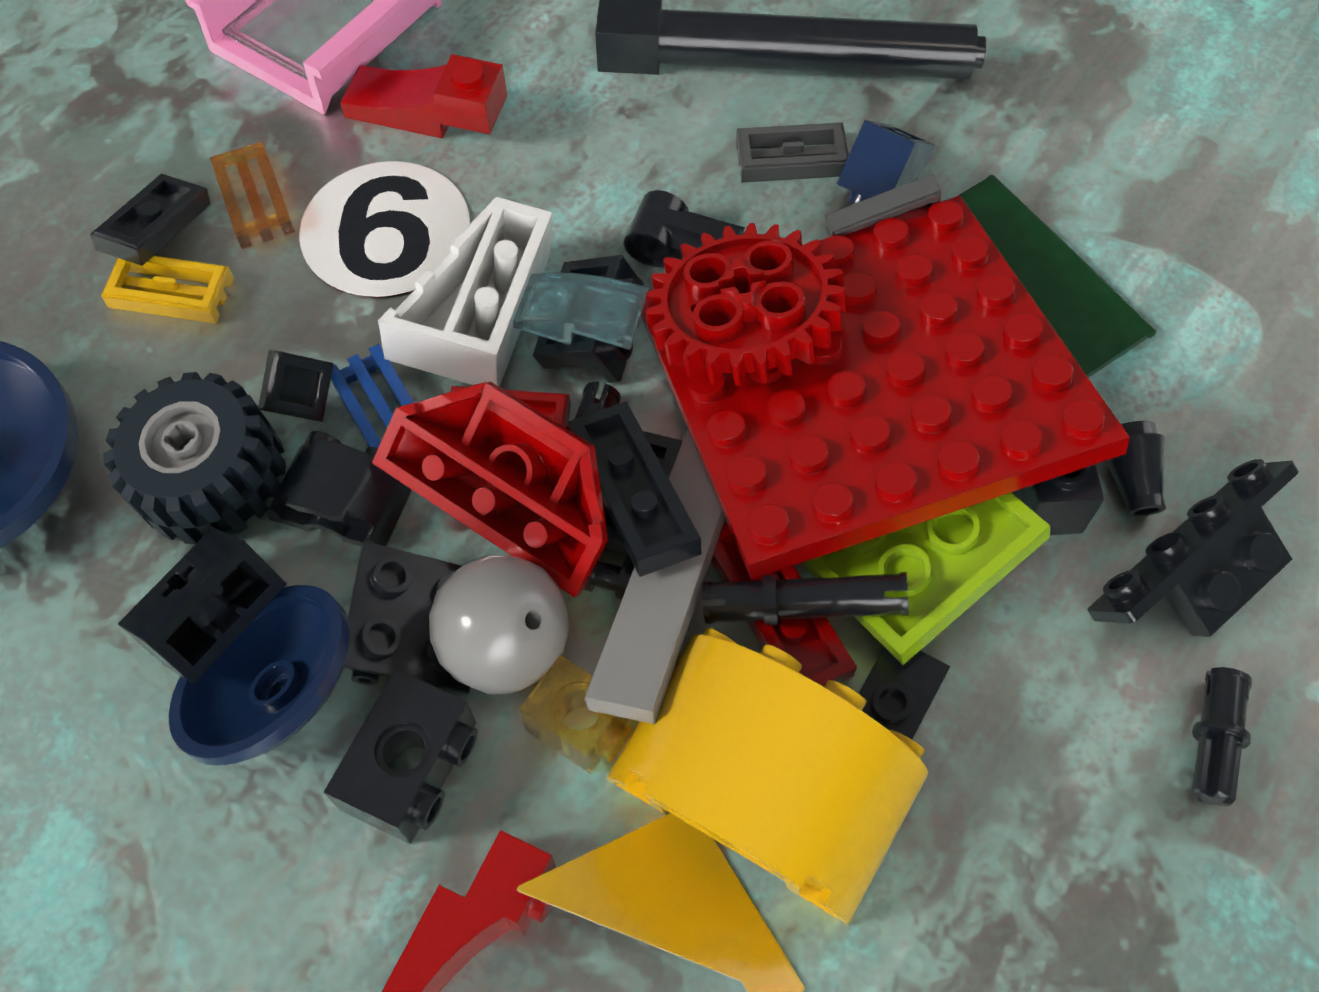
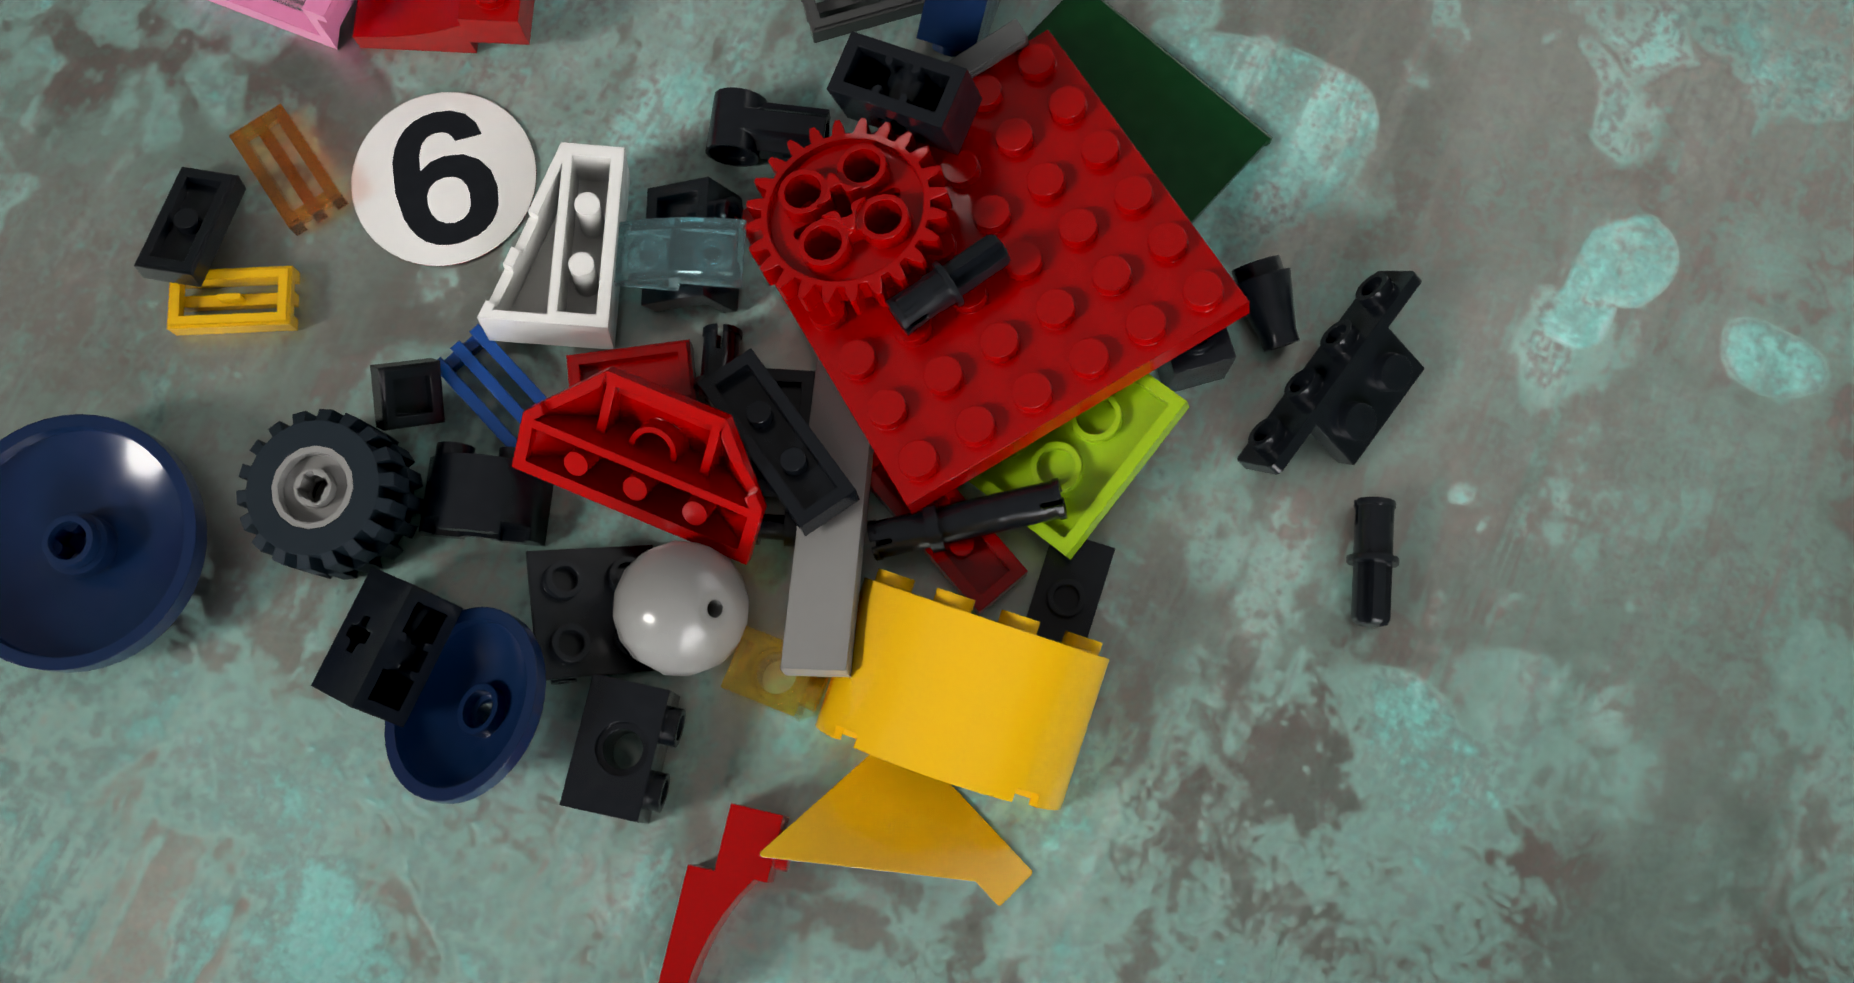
camera: 10 degrees left, 15 degrees up
(824, 204) = (907, 90): none -> black brick
(829, 371) = (947, 283): none -> black axle

